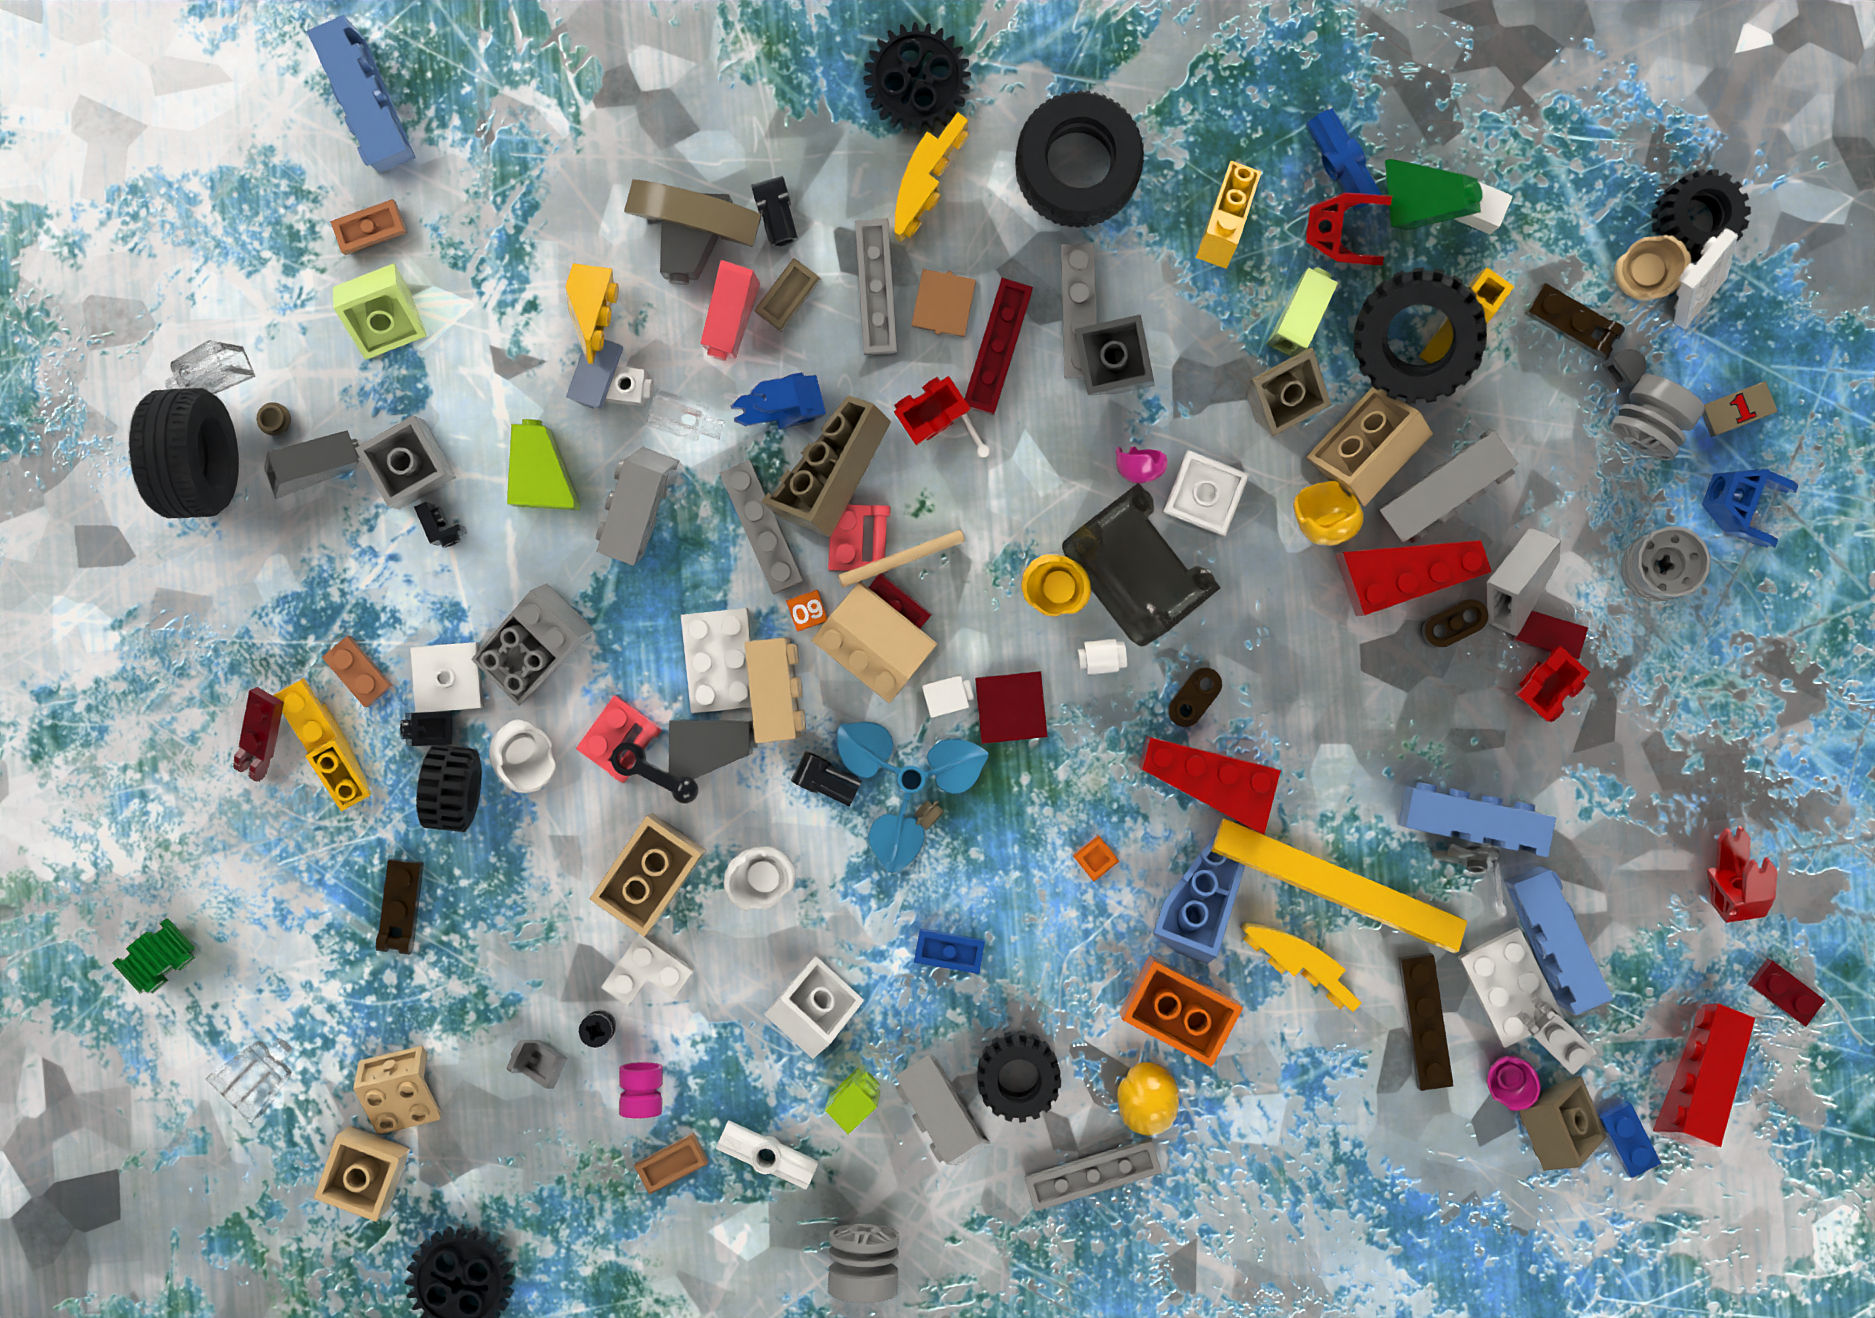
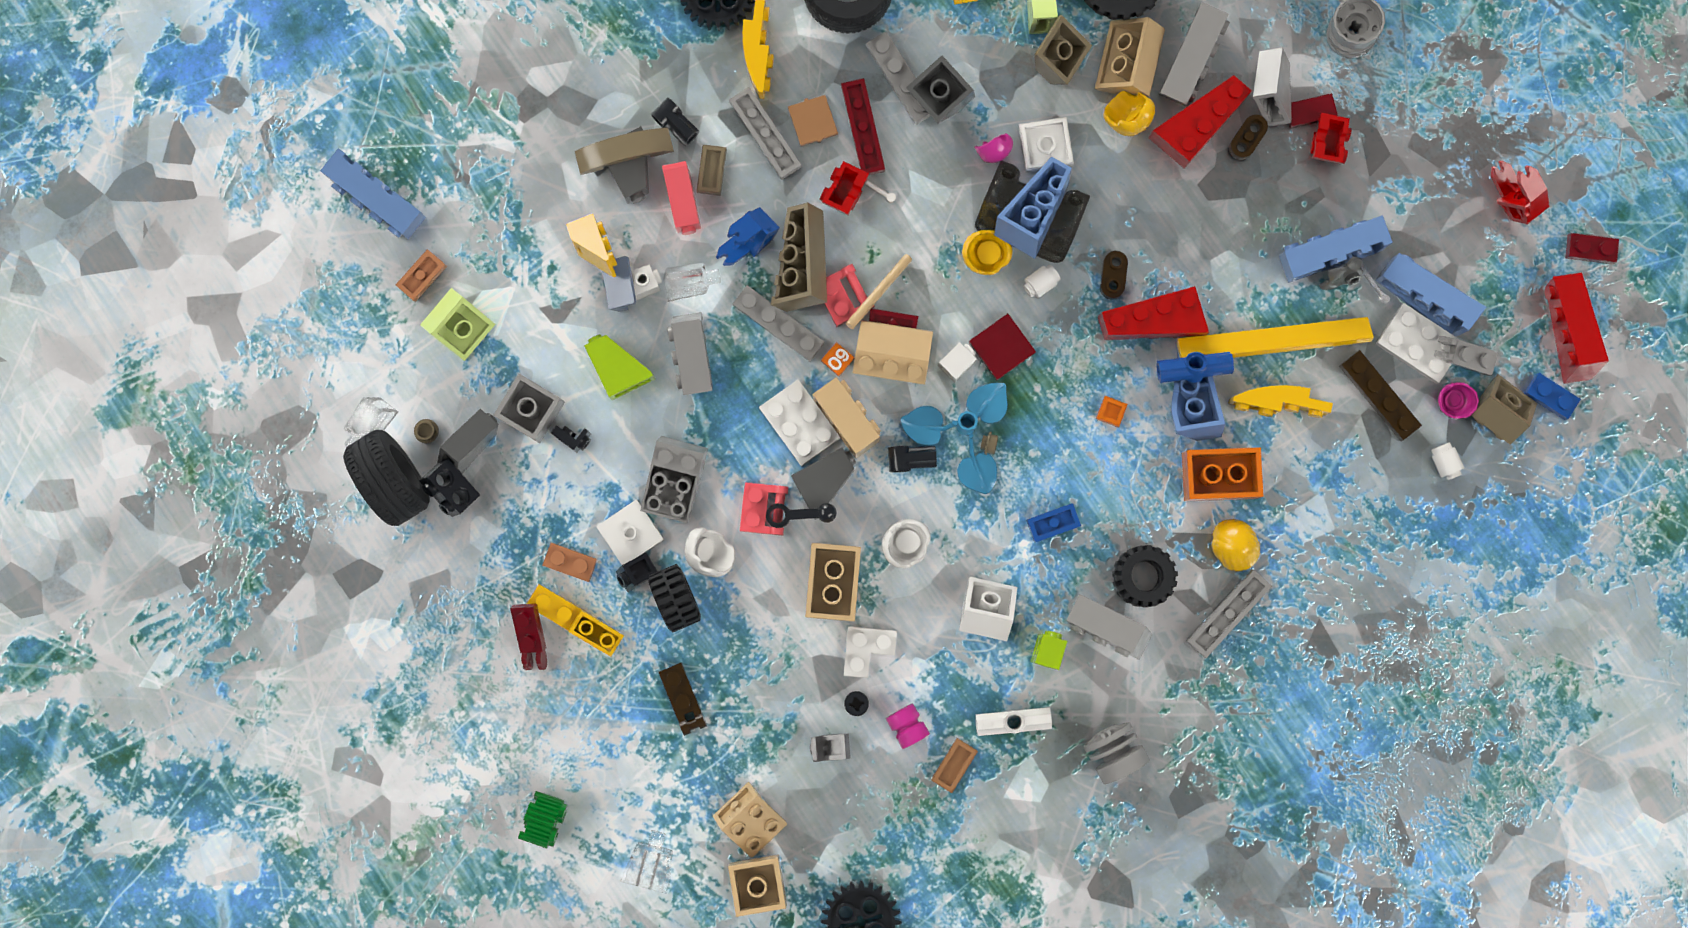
camera: 30 degrees left, 5 degrees down
(266, 501) = (453, 483): none -> black brick
(1137, 569) = (1033, 209): none -> medium blue wedge
(1242, 873) = (1181, 369): none -> blue piece
(1457, 1145) = (1447, 461): none -> white brick

